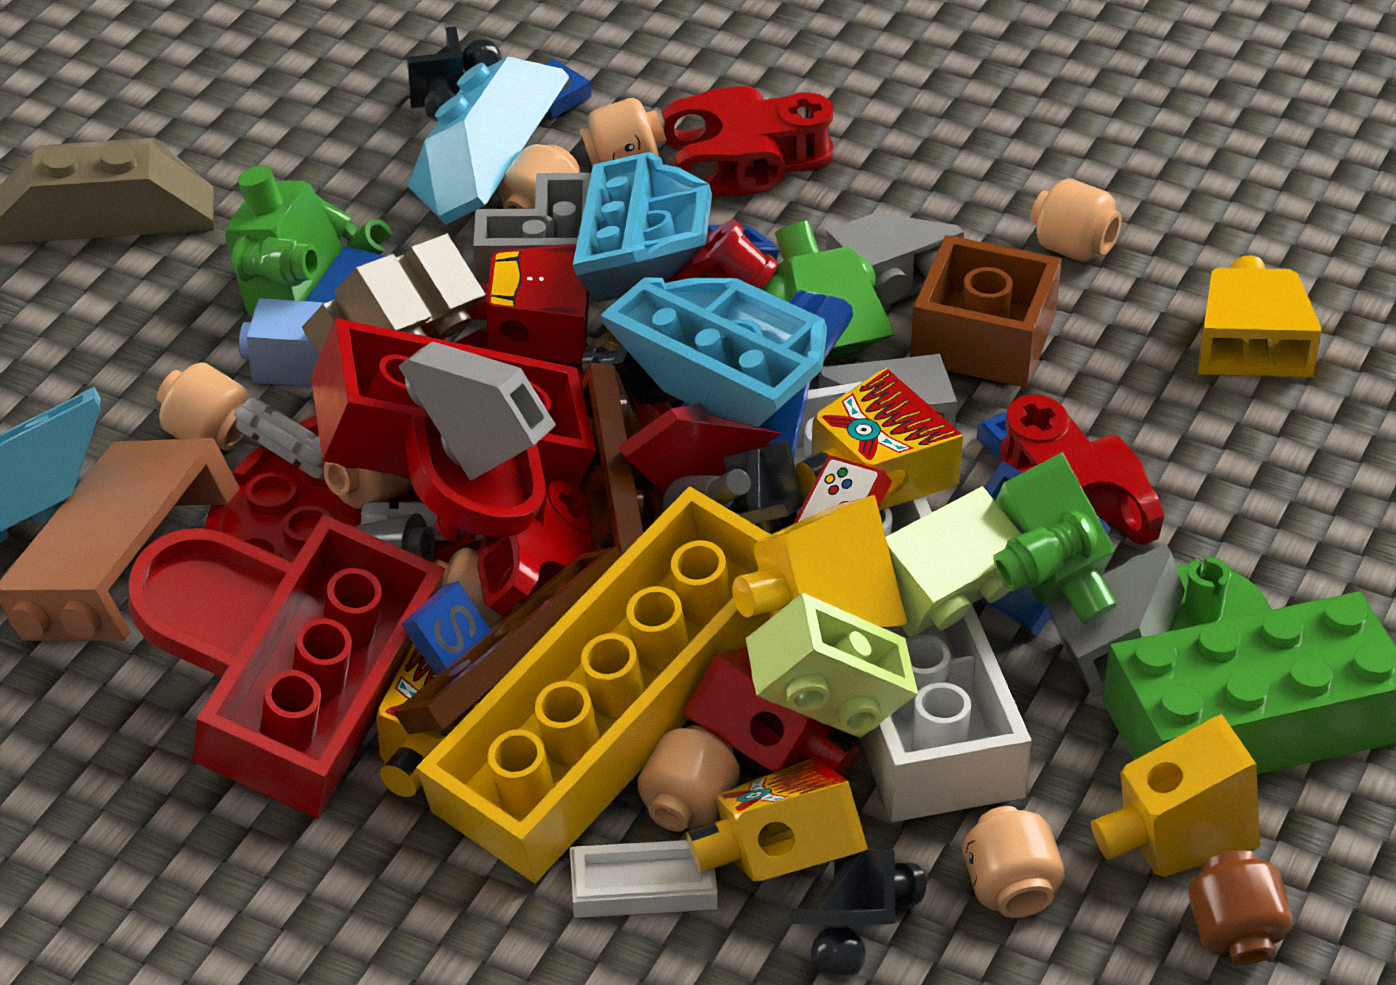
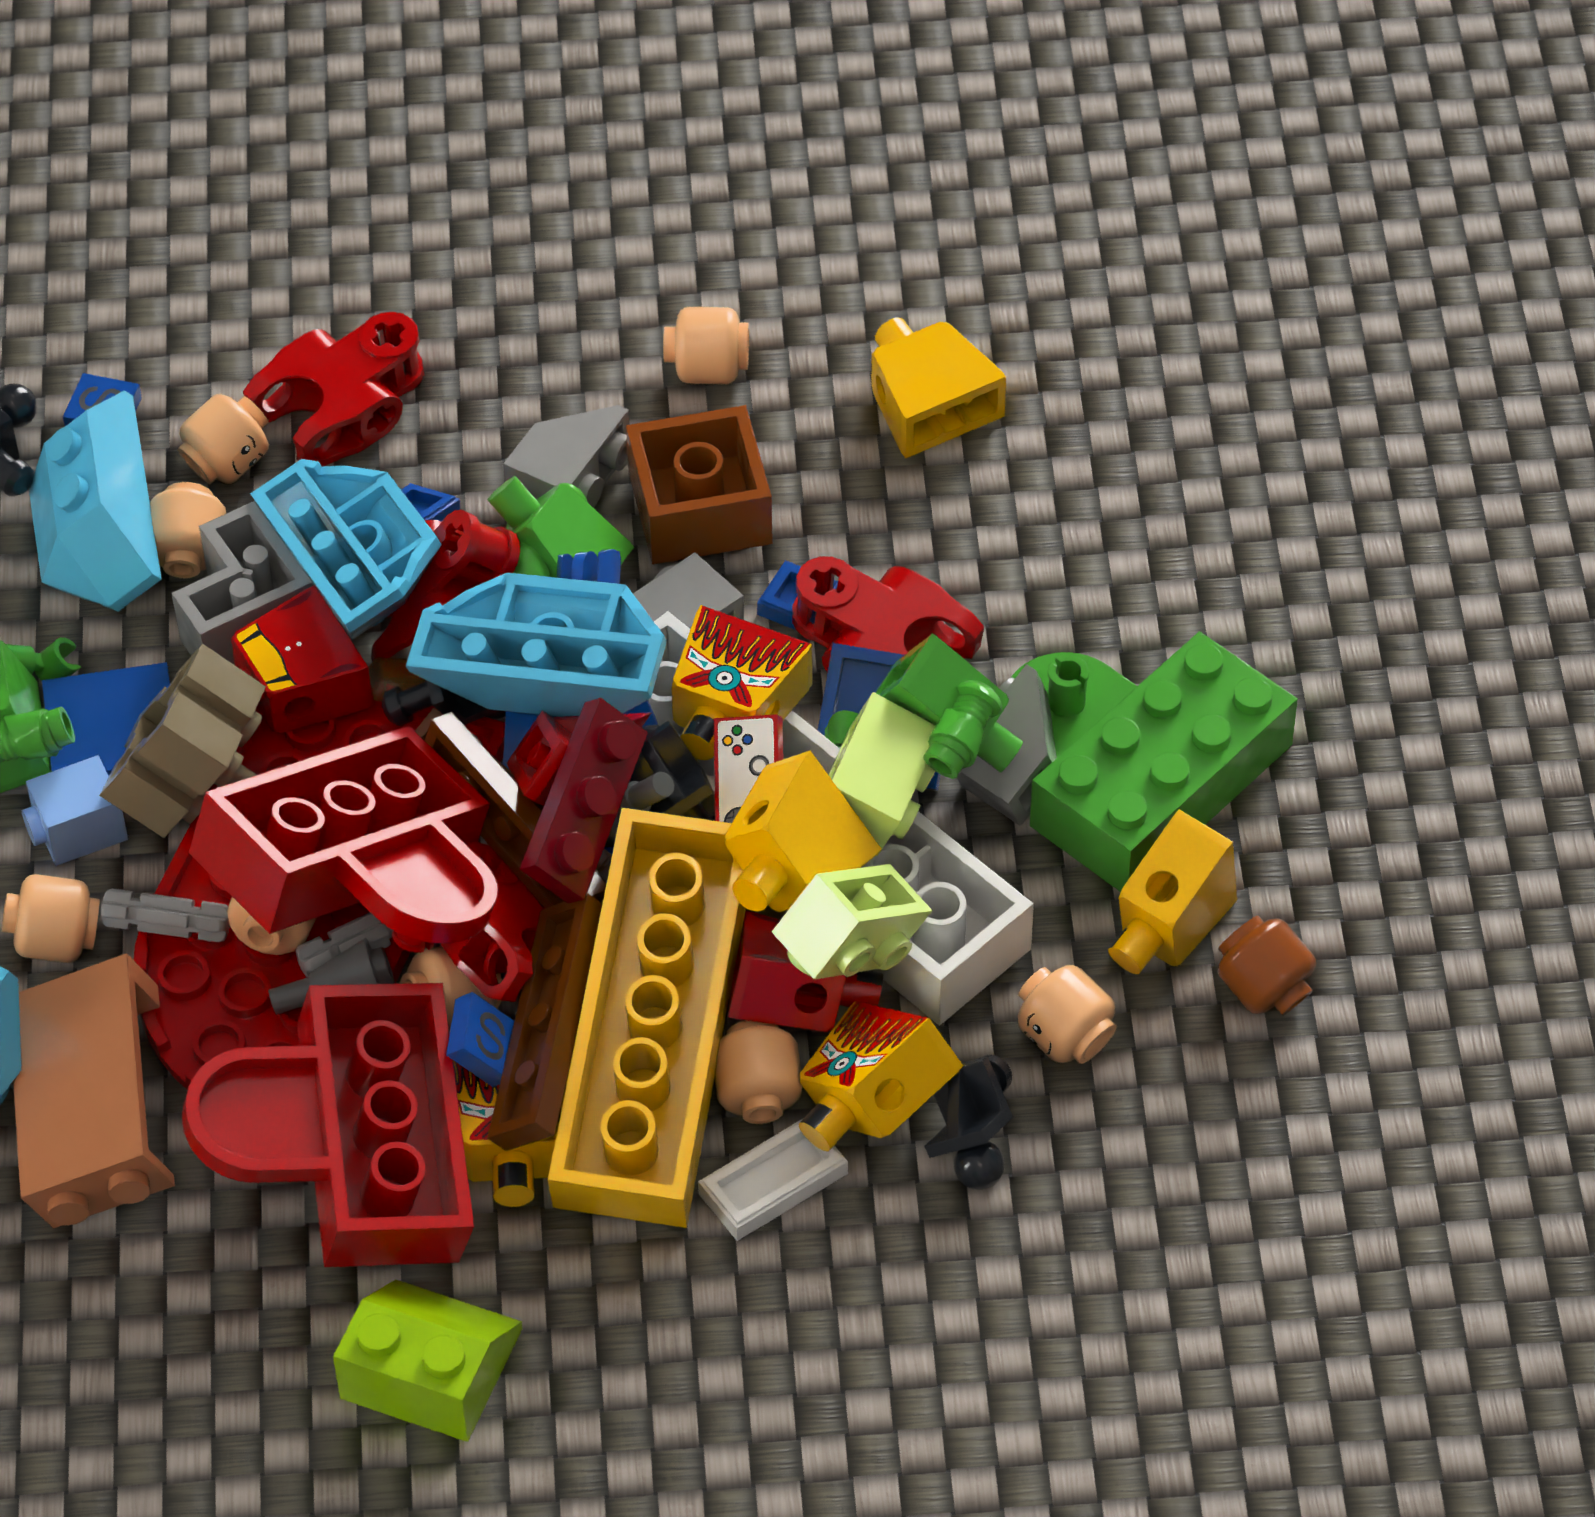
camera: 30 degrees left, 10 degrees up
(218, 873) = (423, 1357): none -> lime slope
(477, 405) = (403, 819): light grey slope -> none
(661, 468) = (584, 800): none -> dark red plate

